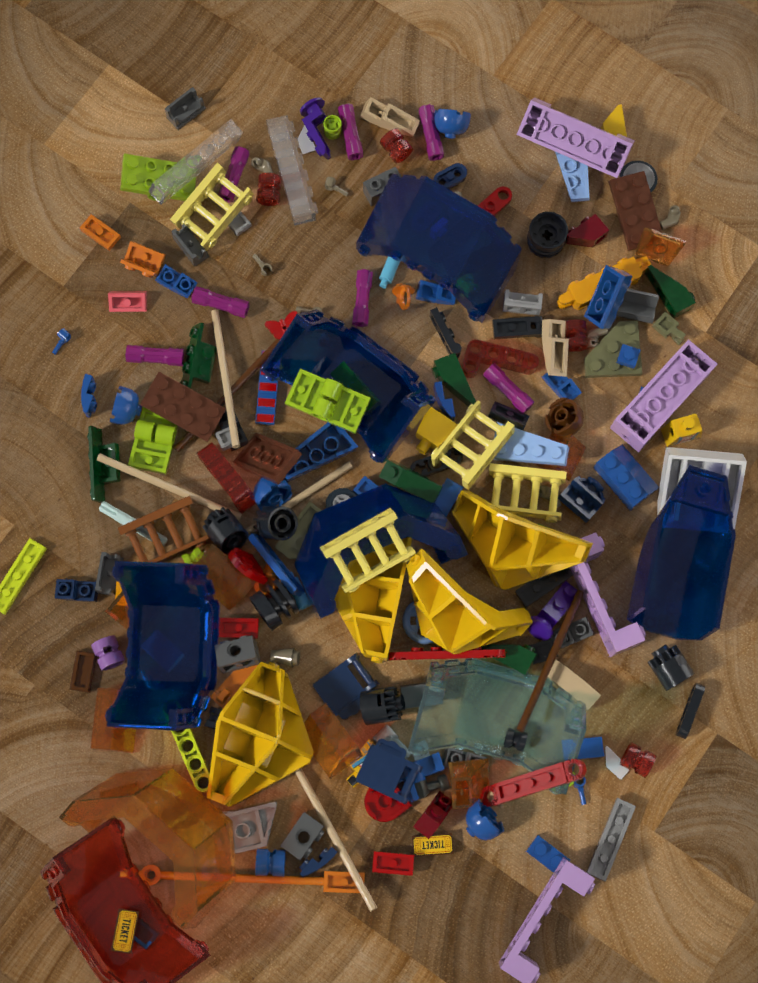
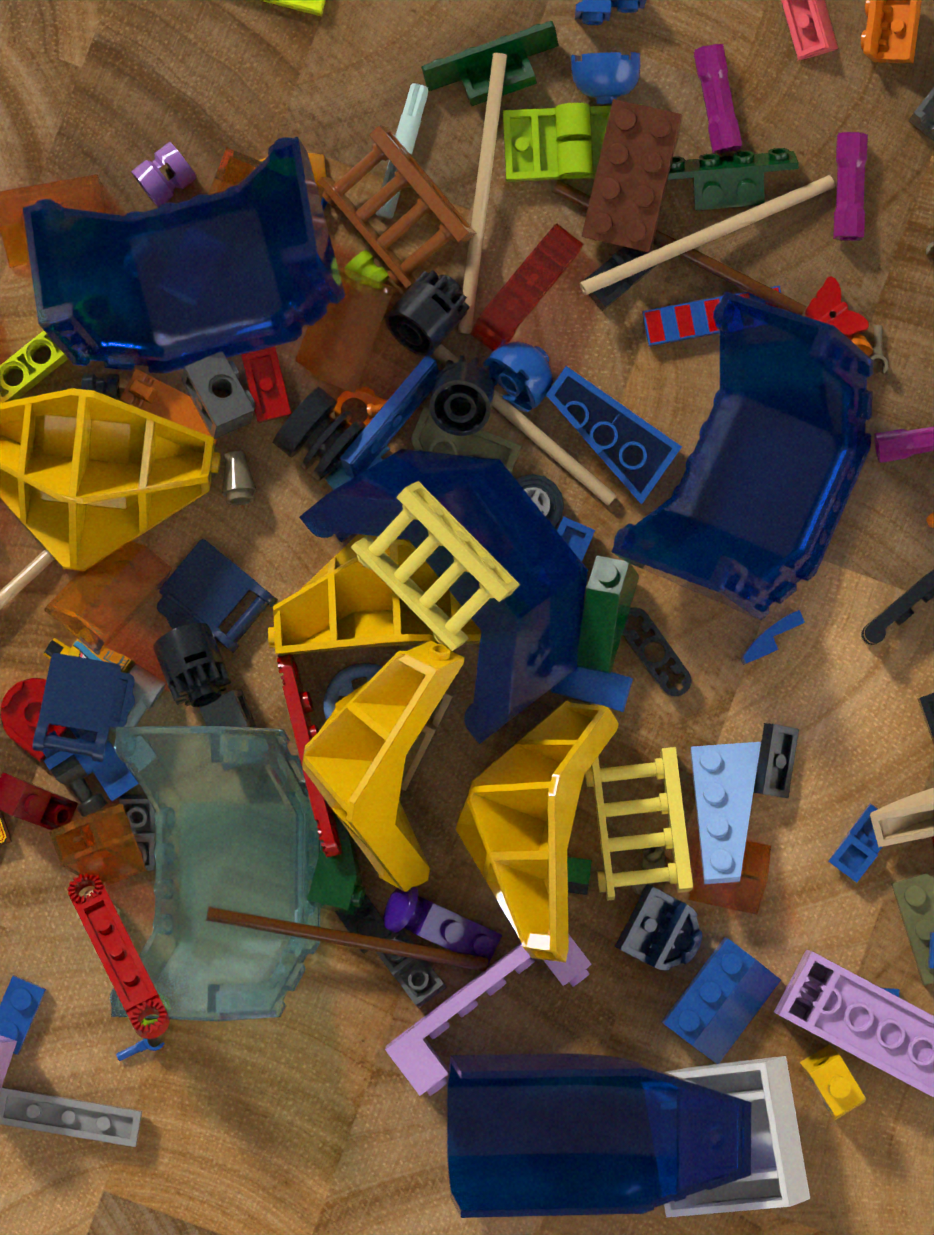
camera: 75 degrees right, 10 degrees up
(75, 590) = (260, 89): dark blue slope -> none
(83, 671) = (124, 141): reddish brown tile -> none
(105, 581) = (314, 130): dark grey hinge -> none
(175, 281) = (868, 96): blue slope -> none
(224, 439) = (595, 264): light grey tile -> none
(247, 565) = (375, 367): red tile -> none
(267, 458) = (573, 349): copper plate -> none
(327, 400) = (705, 427): lime plate -> none
(349, 379) = (749, 472): dark green slope -> none
(433, 430) = (711, 634): yellow torso -> none
(452, 376) = (822, 639): dark green slope -> none
(482, 461) = (672, 729): light yellow fence -> none
(482, 822) = (40, 889): blue cylinder -> none
(501, 361) = (876, 720): clear red beam -> none
(508, 388) = (840, 728): magenta axle -> none
(515, 739) = (194, 911): black wheel -> none
(539, 587) = (470, 886): black plate -> none
(564, 417) = (797, 861): reddish brown cylinder -> none
(566, 679) = (315, 989): tan slope -> none
(591, 748) = (215, 1044): blue tile -> none
(613, 763) = (202, 1097): white sticker -> none
(638, 760) = (215, 1132): clear red wheel -> none
(670, 666) = (391, 1153): black gear -> none
(690, 710) = (325, 1206): black beam -> none

